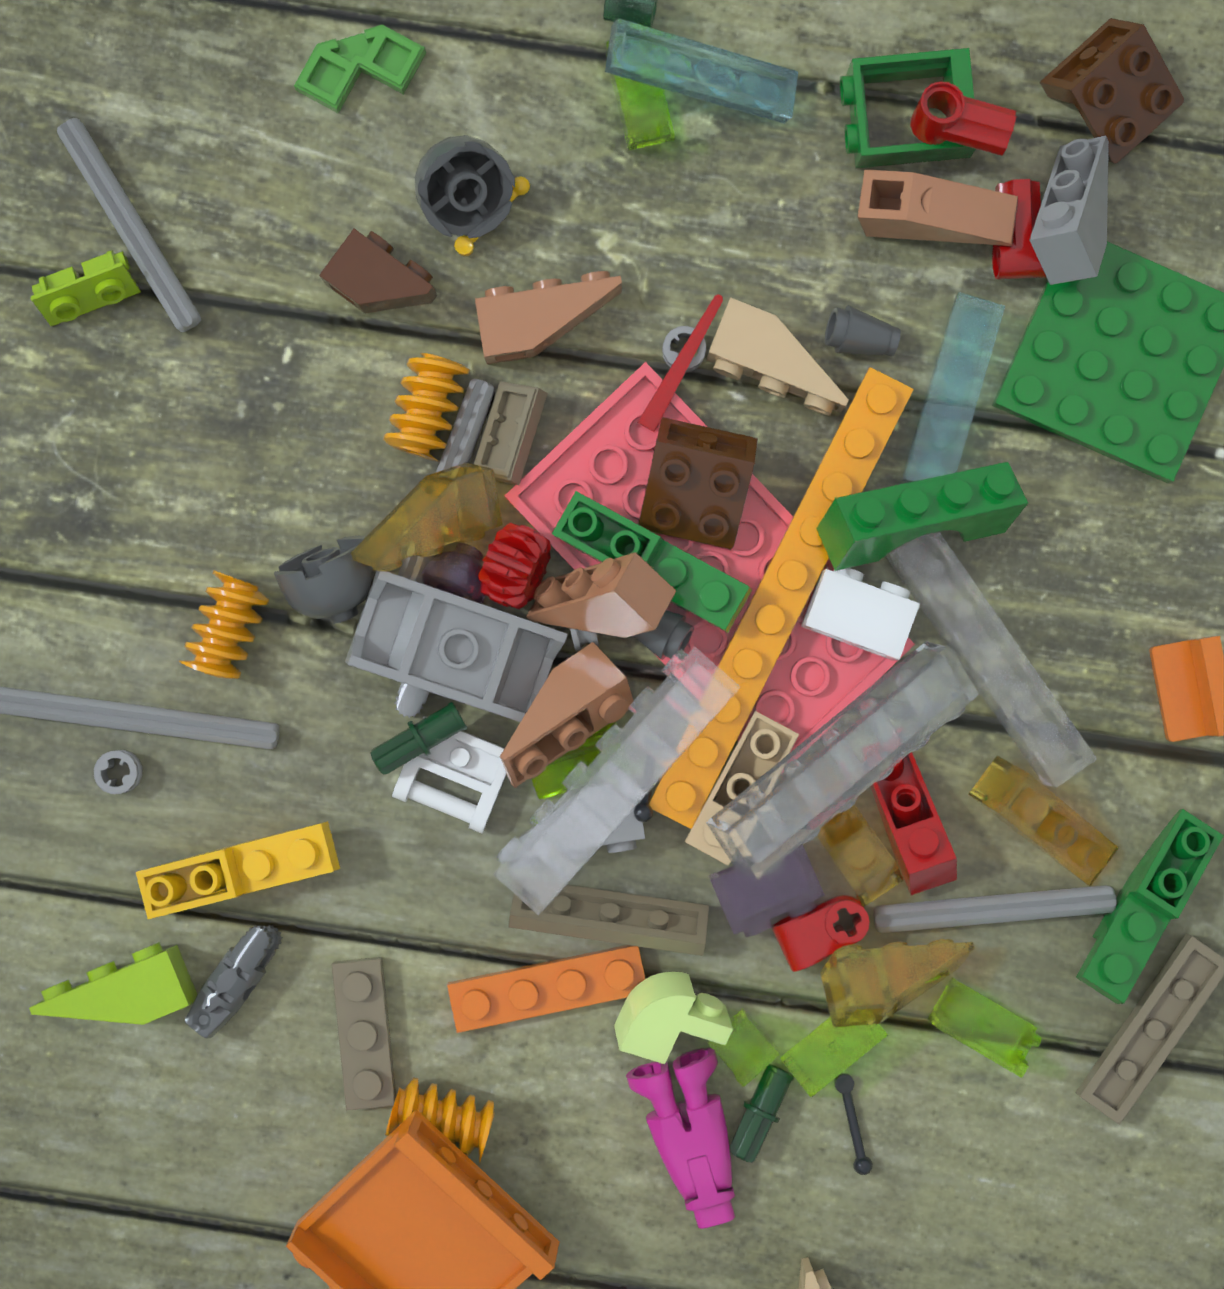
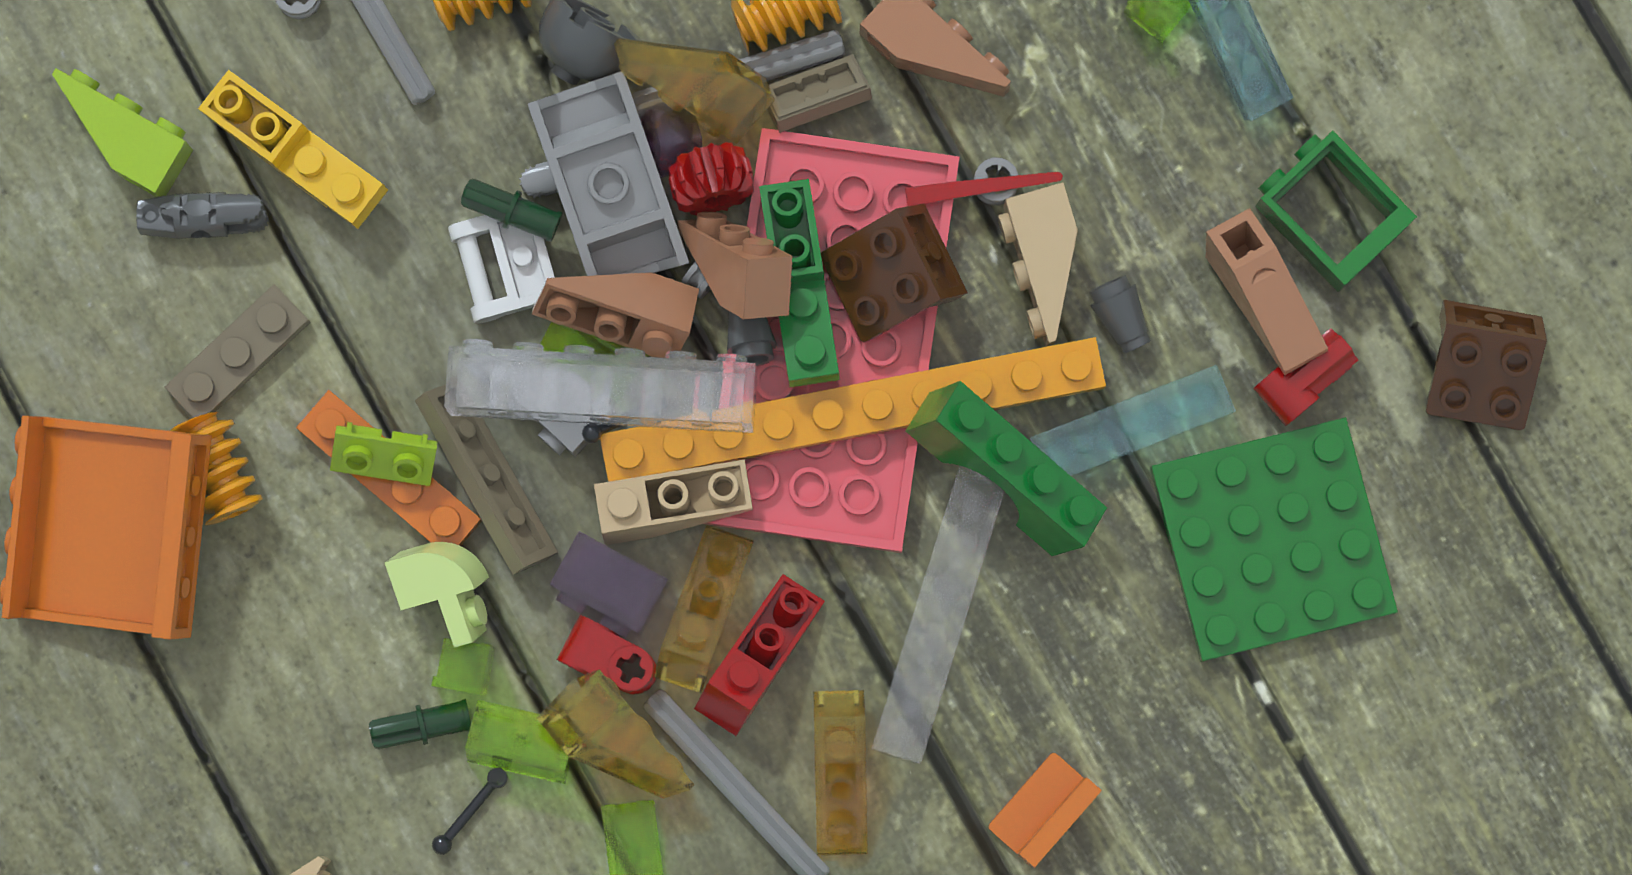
camera: 50 degrees right, 5 degrees down
(518, 1000) = (366, 453): none -> lime hinge
(690, 1133) = (358, 681): dark pink piece -> none
(842, 759) = (760, 559): clear brick -> none
(861, 613) = (890, 482): white brick -> none
(966, 120) = (1352, 259): red piece -> none
(1073, 212) = (1347, 406): light grey slope -> none

